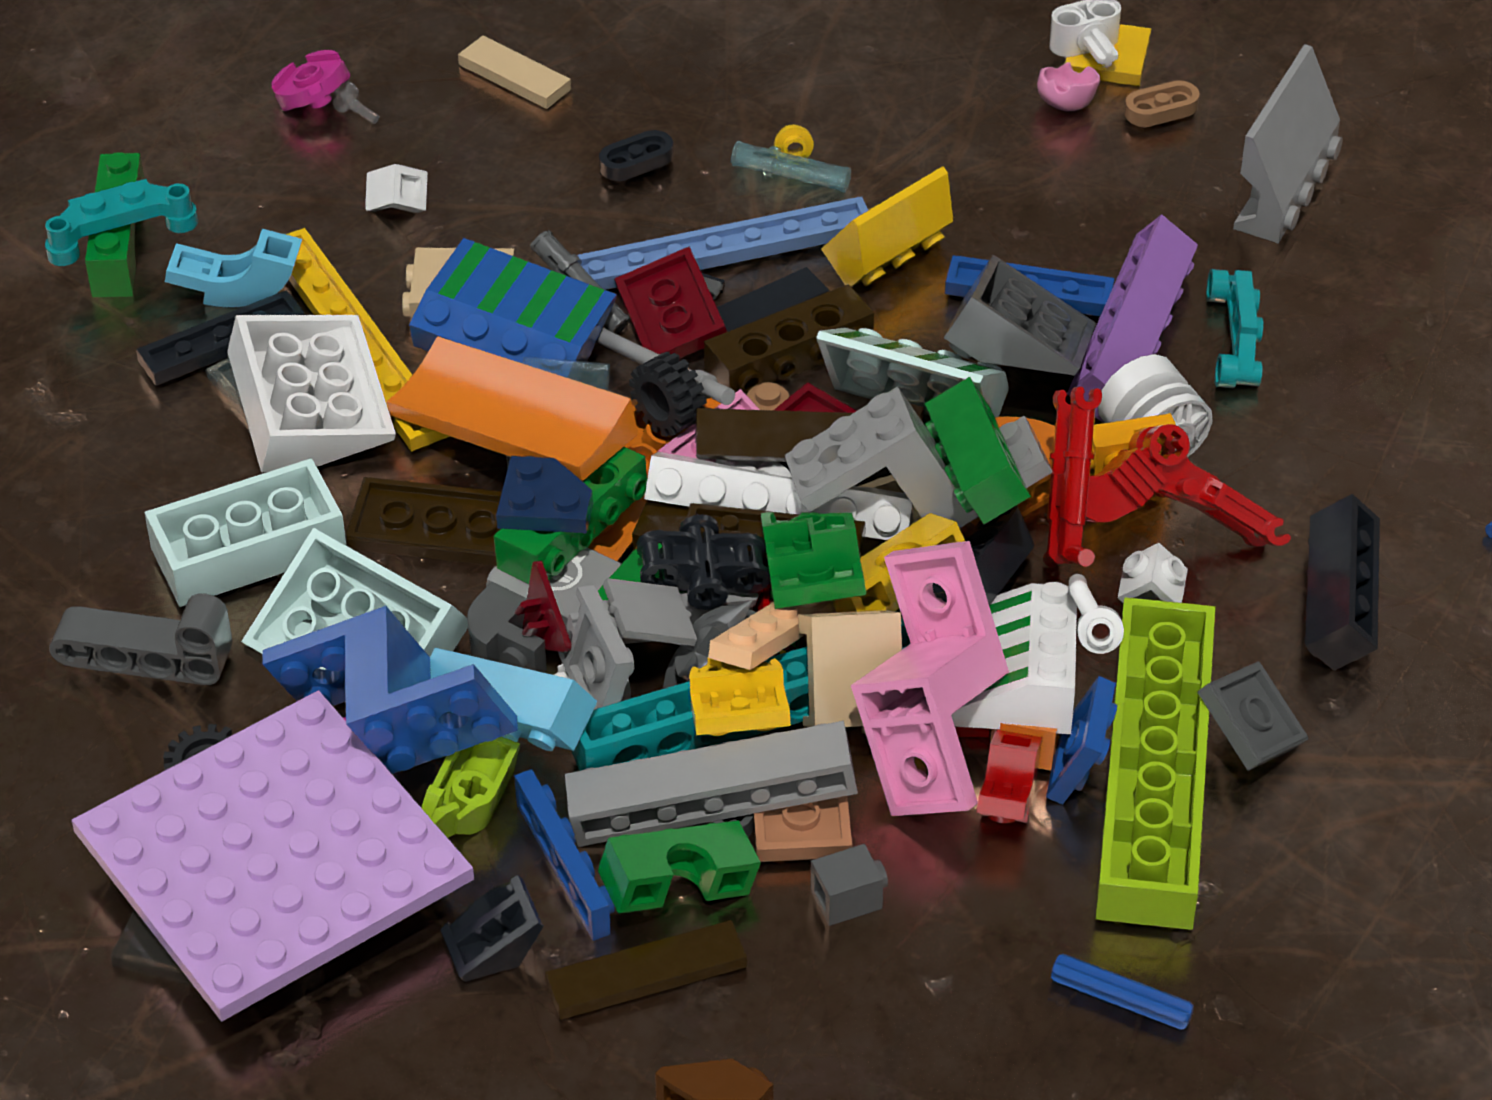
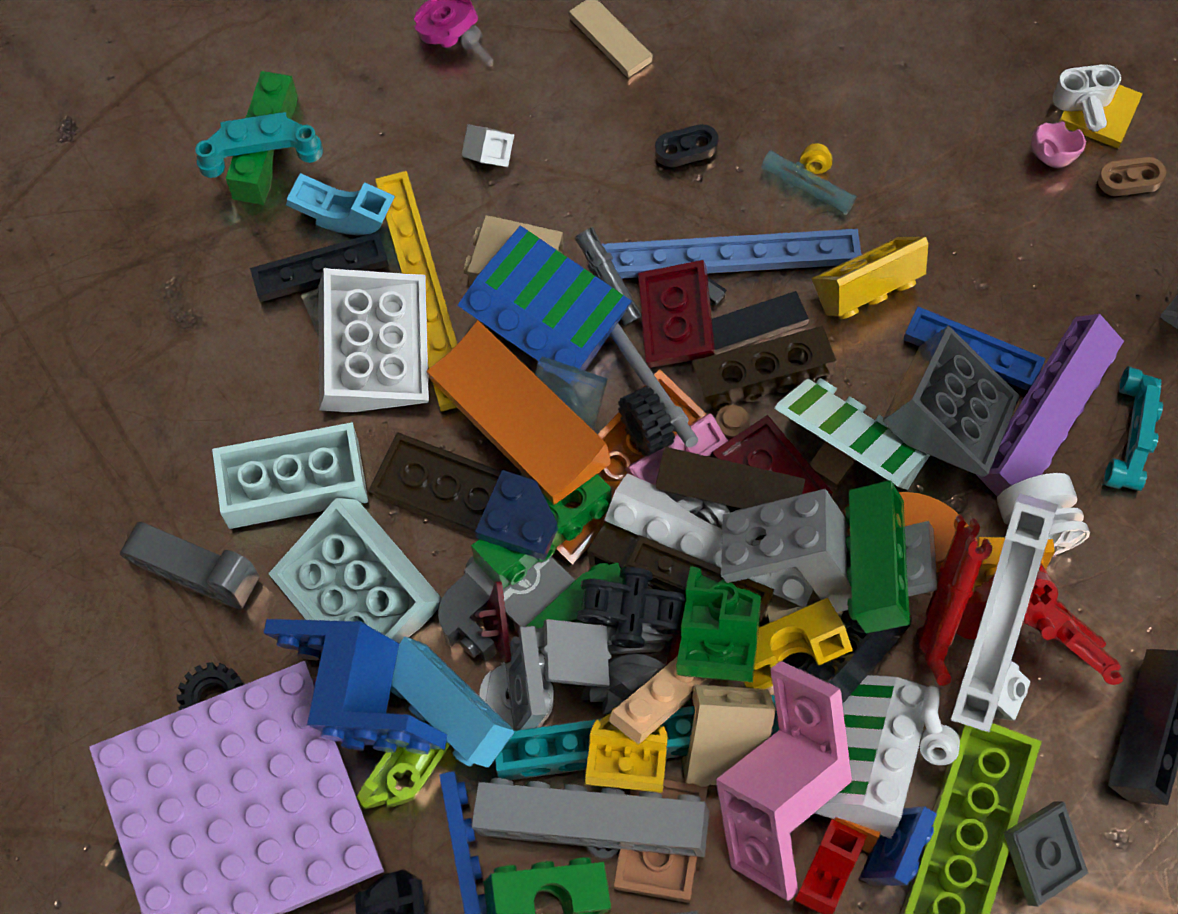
camera: 15 degrees right, 20 degrees up
(1134, 459) = (1004, 612): none -> white arch

